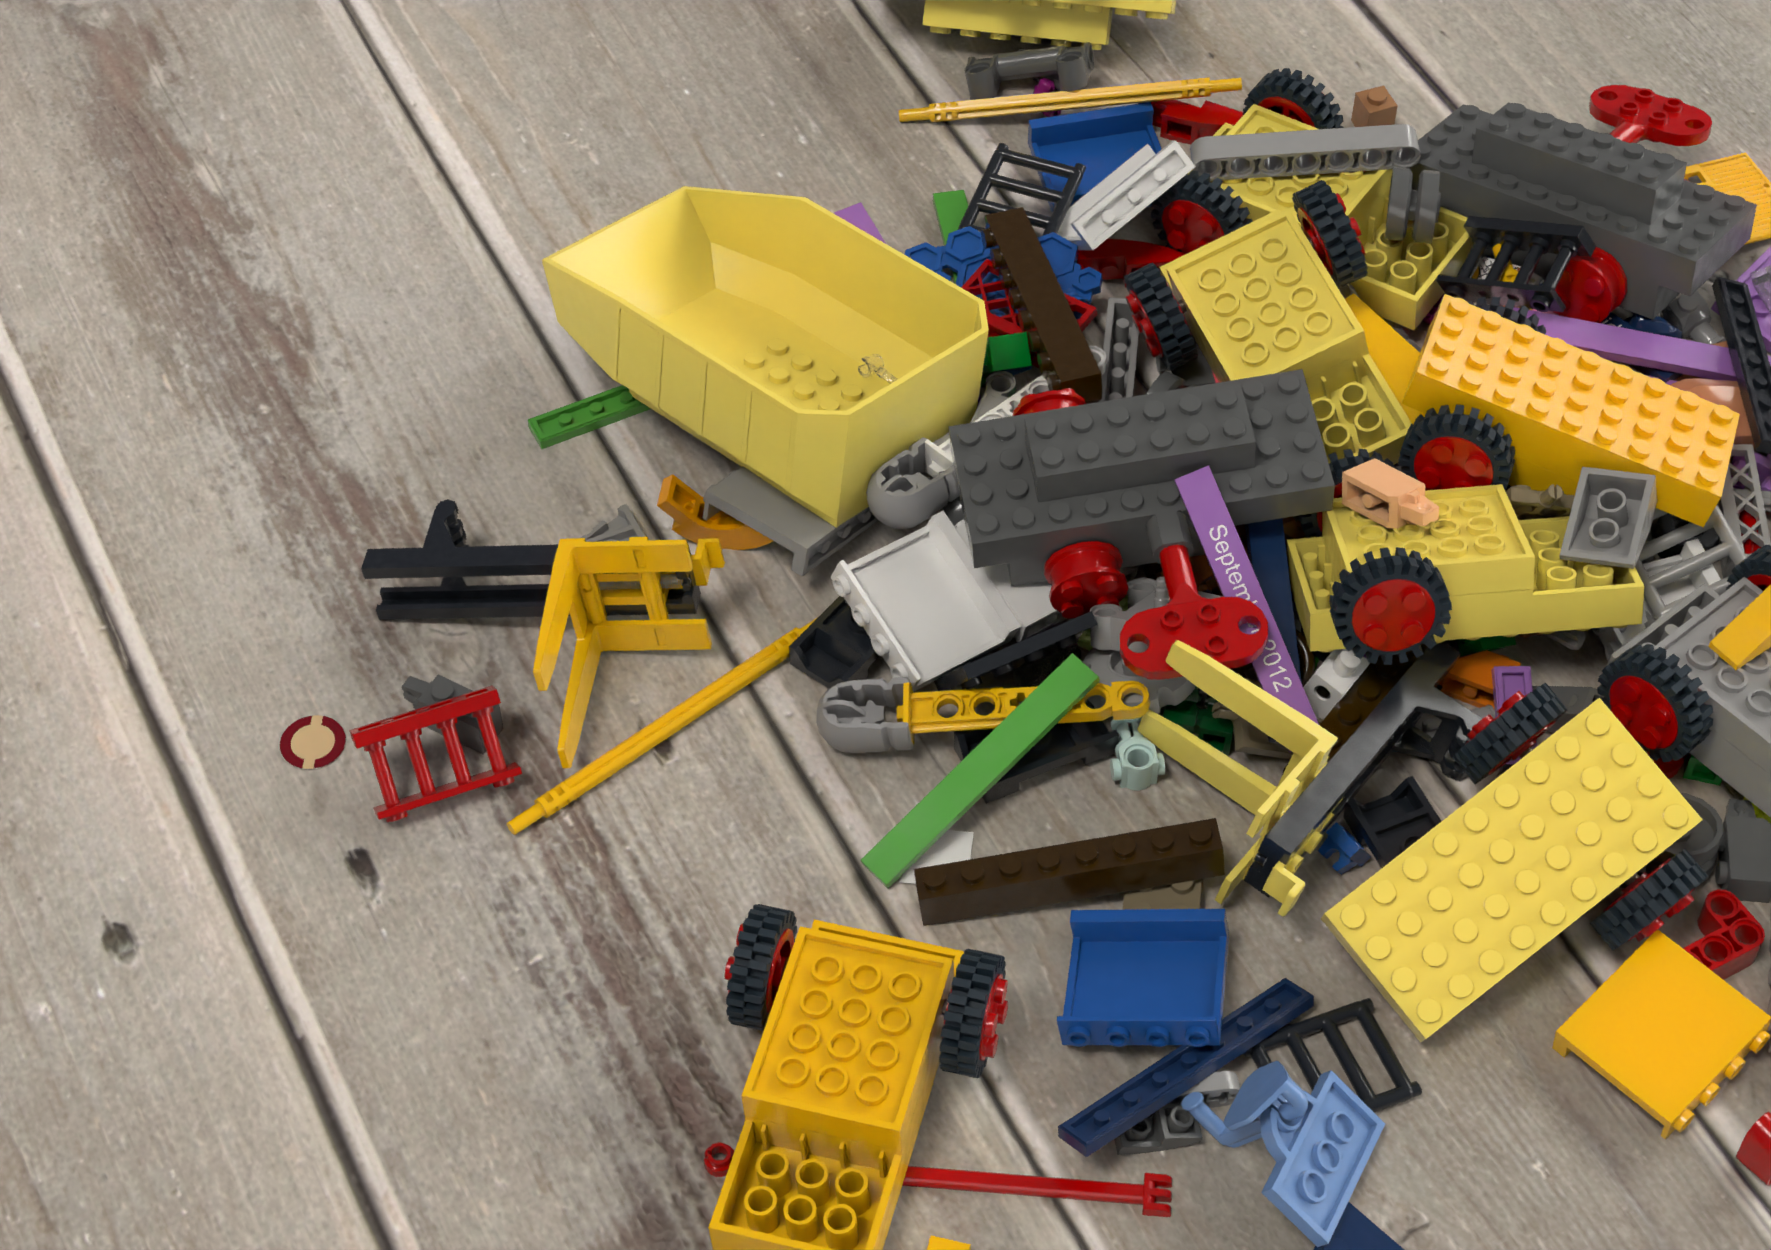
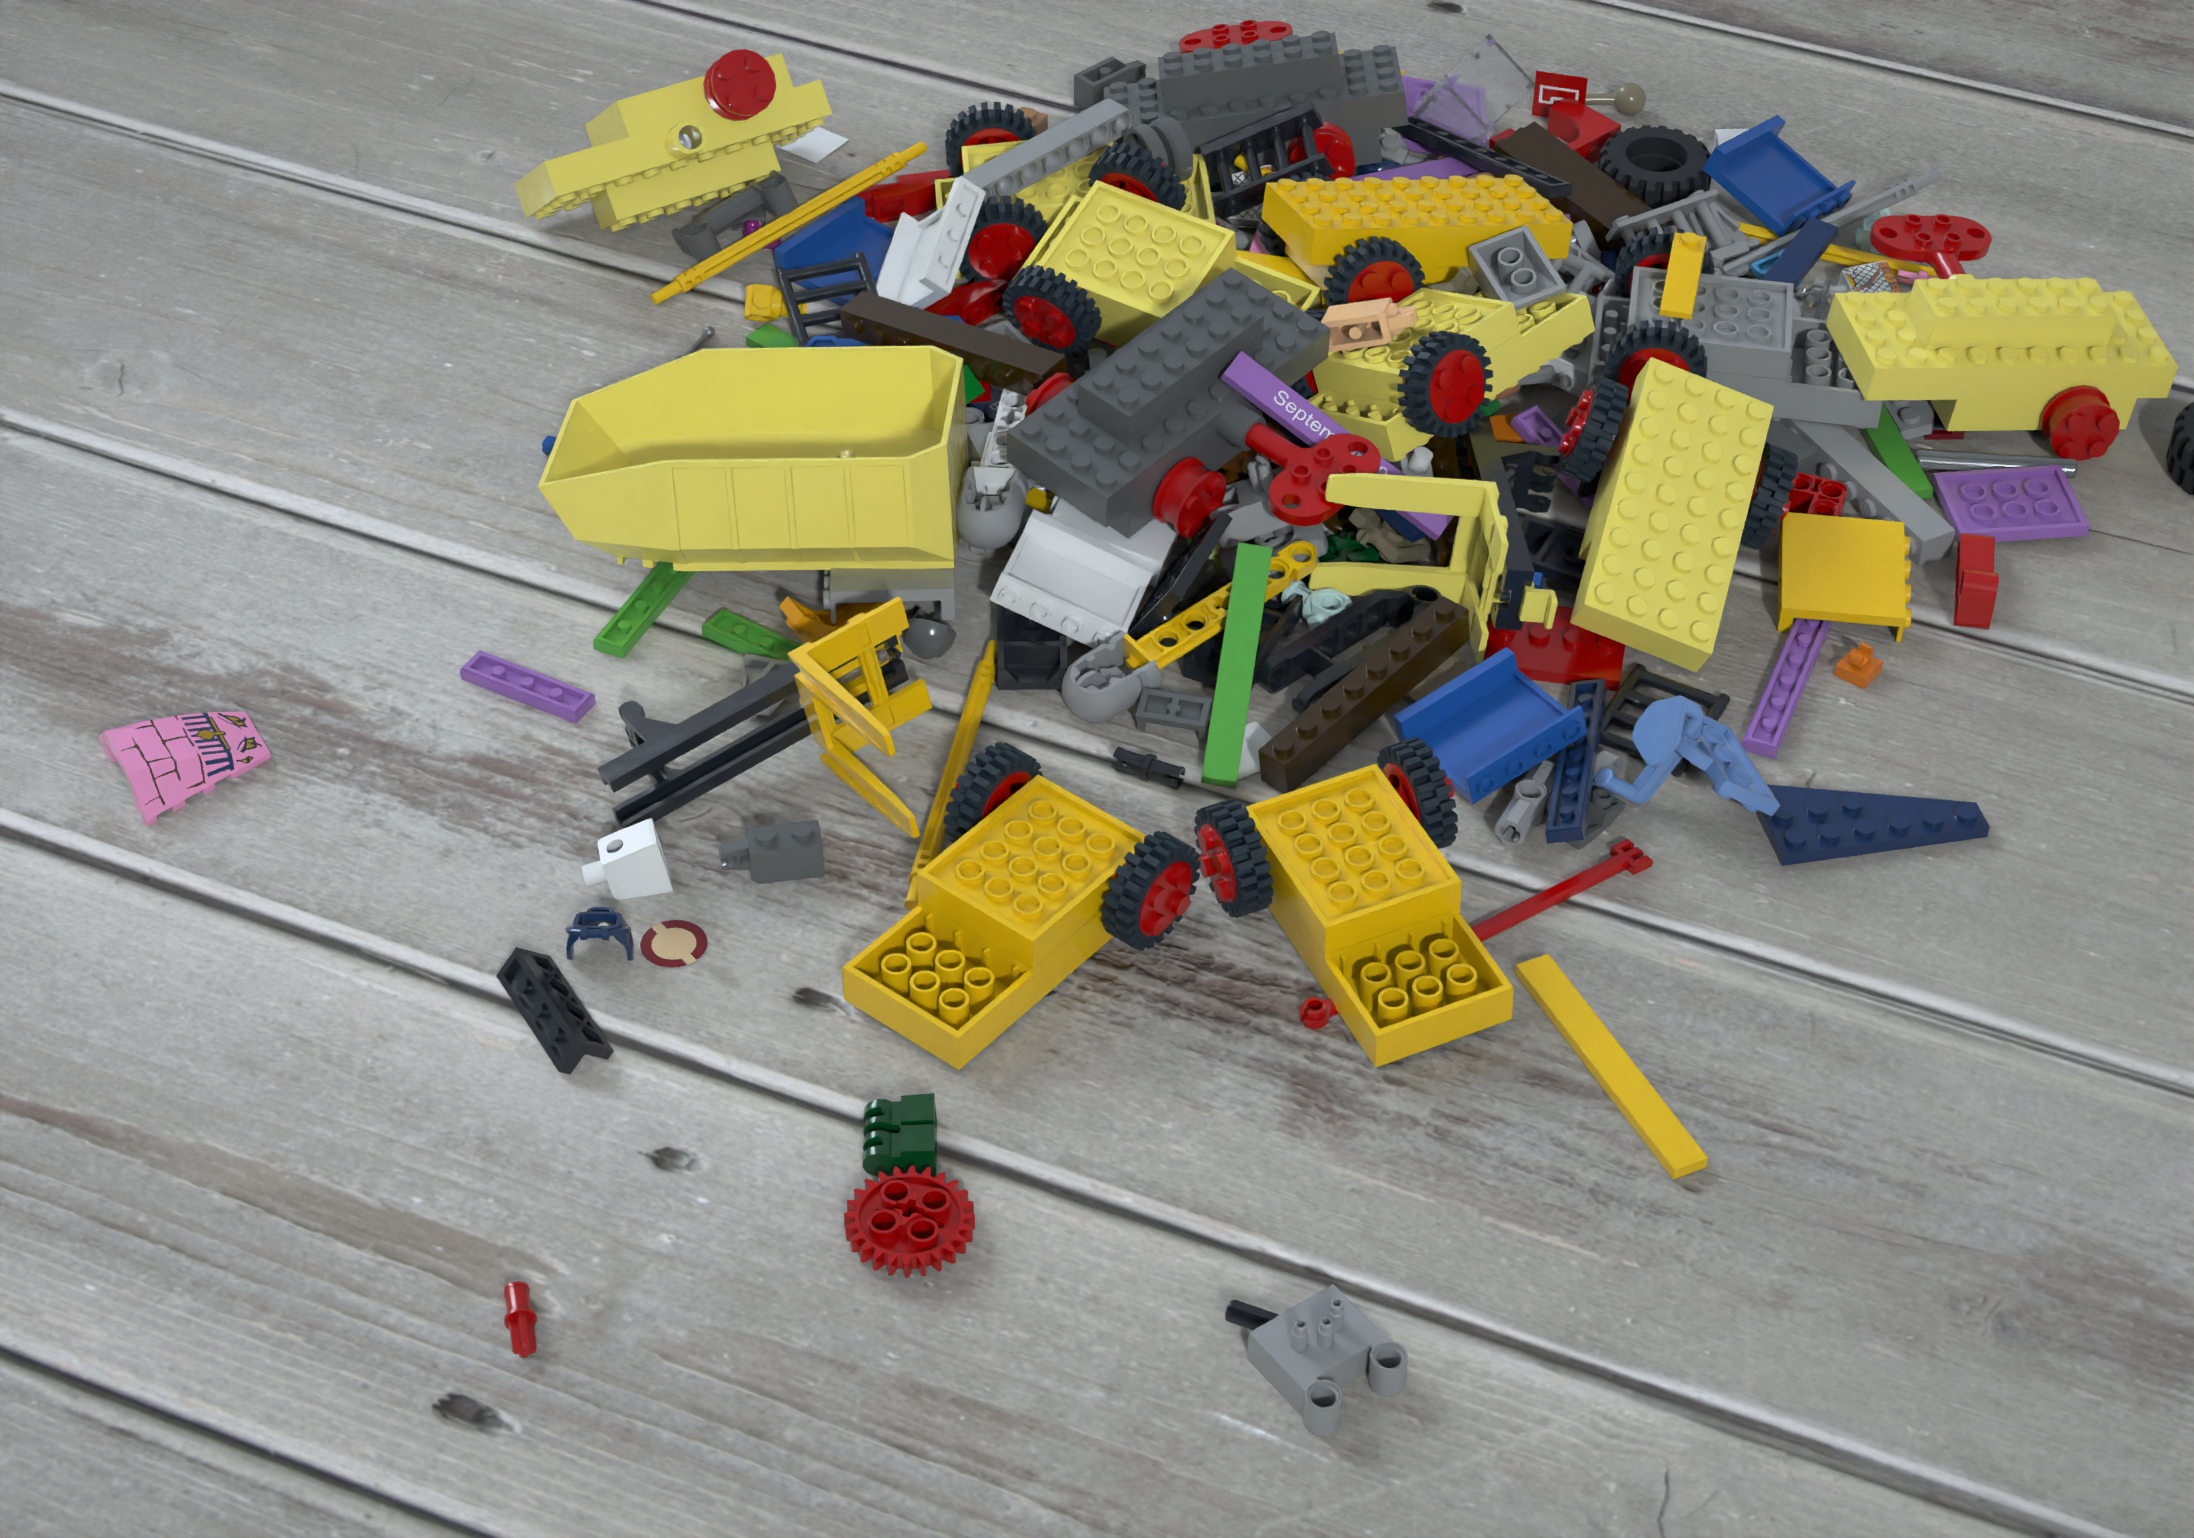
camera: 40 degrees left, 10 degrees down
(142, 344) = (182, 756): none -> bright pink wedge
(151, 743) = (552, 1009): none -> black fence
(172, 1146) = (909, 1221): none -> red gear
(266, 709) = (586, 926): none -> dark blue helmet
(296, 1041) = (900, 1134): none -> dark green legs
(338, 650) = (631, 863): none -> white torso
(409, 726) = (776, 864): red fence -> none
(442, 433) = (527, 686): none -> medium lavender tile
(566, 889) = (1015, 907): none -> yellow piece
(644, 485) = (747, 636): none -> bright green tile
(775, 578) = (928, 637): none -> dark grey piece
(829, 821) = (1148, 767): none -> black pin
(864, 188) = (708, 332): none -> flat silver hinge
(892, 779) = (1174, 711): none -> dark grey hinge
(969, 170) = (766, 304): none -> yellow connector
(1088, 1085) = (1527, 805): none -> light grey piece
(1120, 792) = (1314, 650): none -> black piece
(1189, 27) = (815, 145): none -> white sticker
(1301, 939) = (1560, 653): none -> red plate
(1489, 1115) = (1785, 687): none -> medium lavender tile
(1496, 90) = (1091, 82): none -> dark grey hinge
(1585, 1141) = (1859, 666): none -> orange tile

